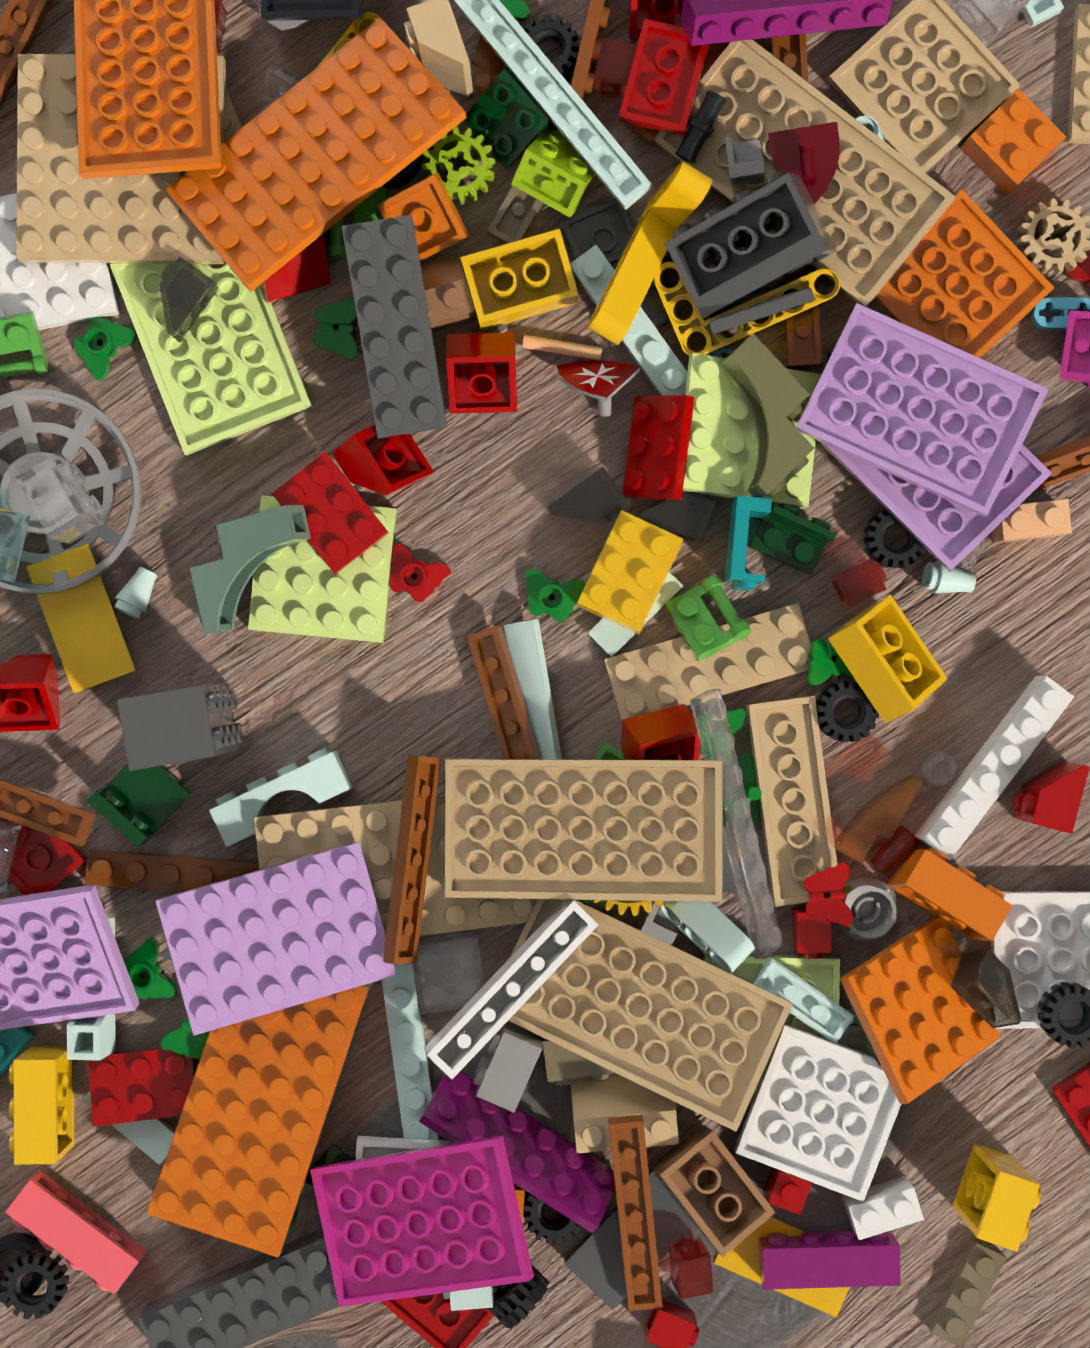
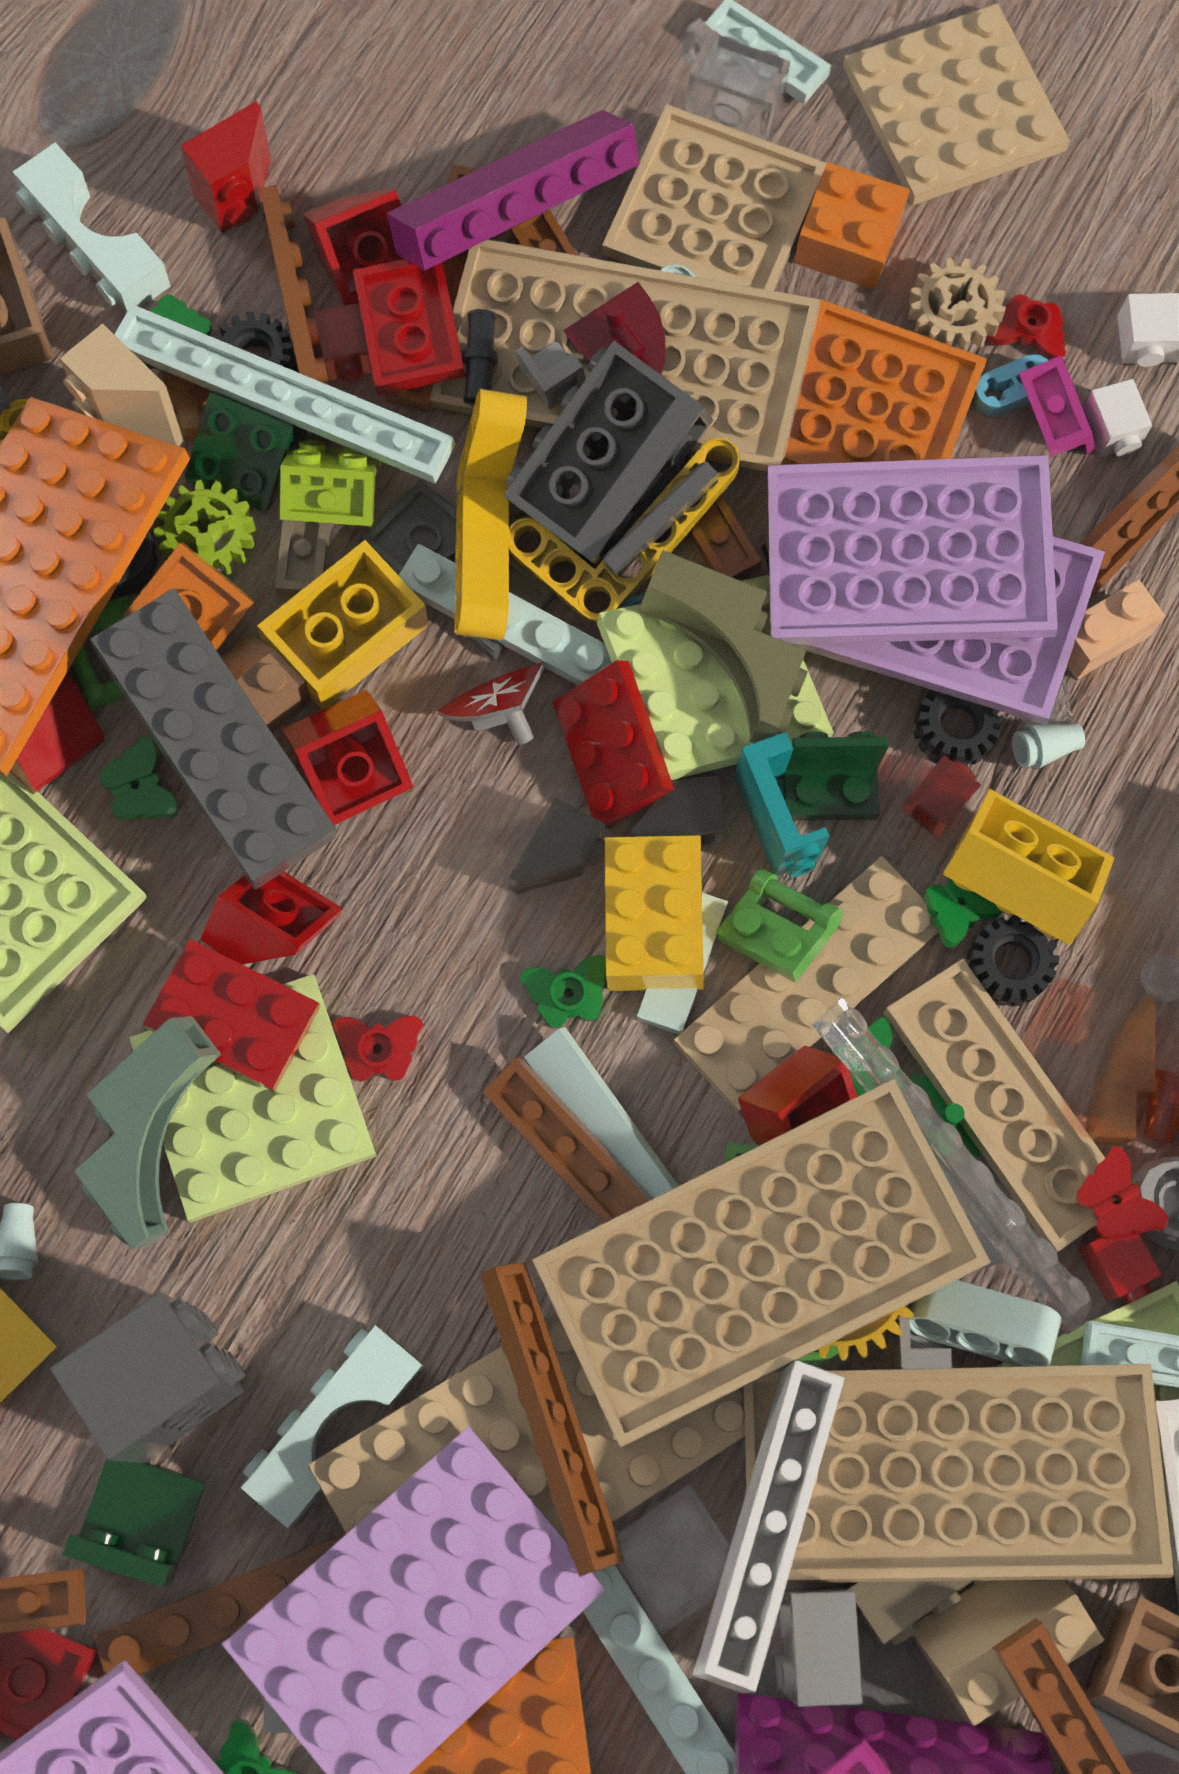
camera: 30 degrees left, 15 degrees down
(562, 347) = (434, 685): light nougat piece -> none

